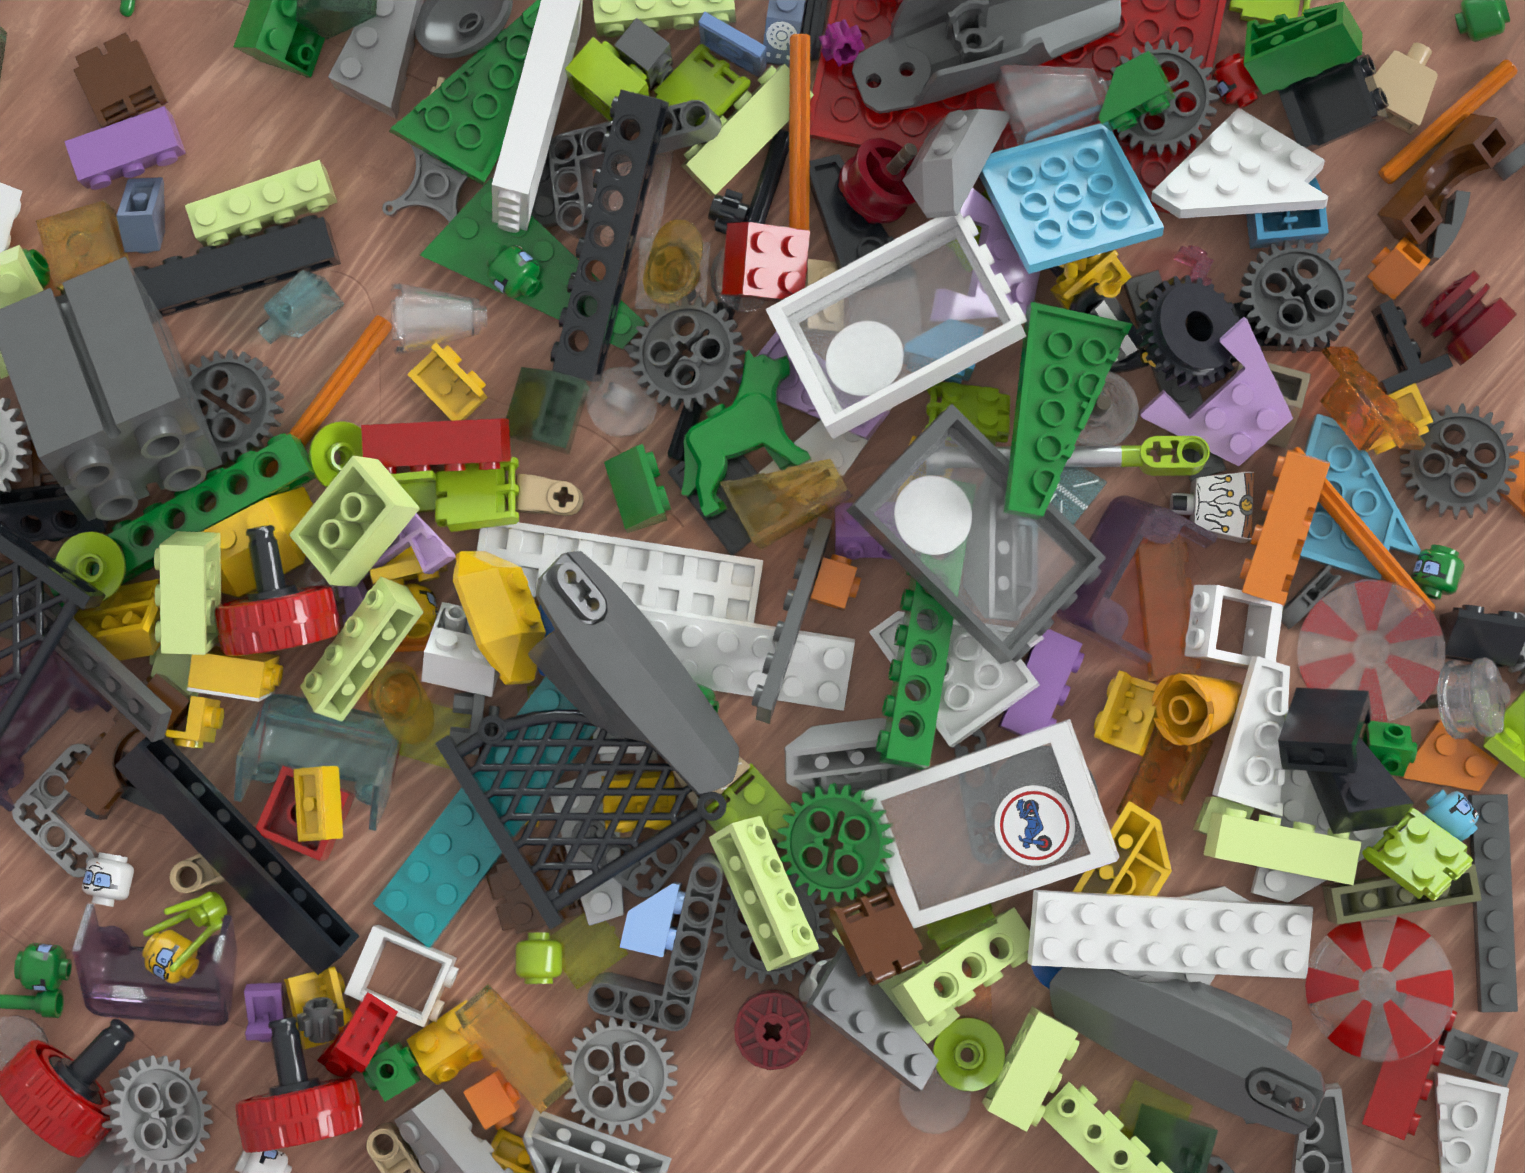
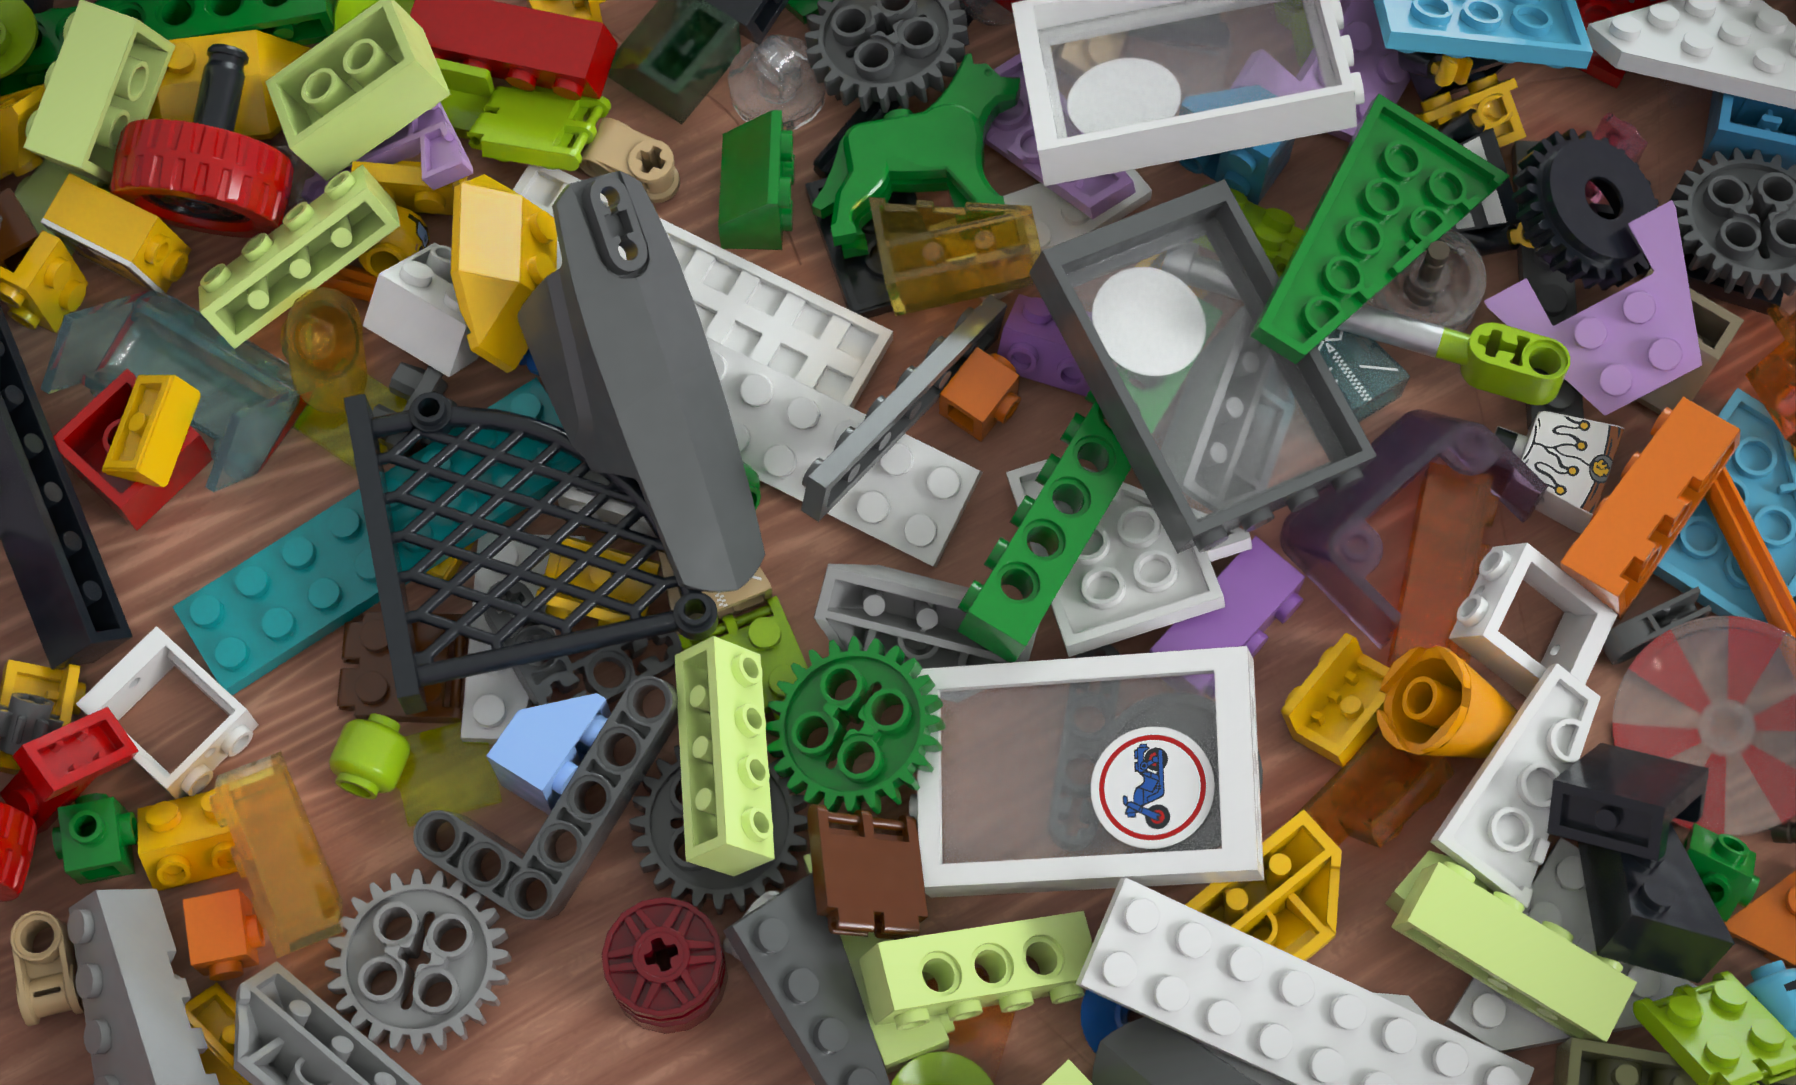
camera: 15 degrees right, 15 degrees down
(961, 926) = (996, 908): clear neon green piece -> none

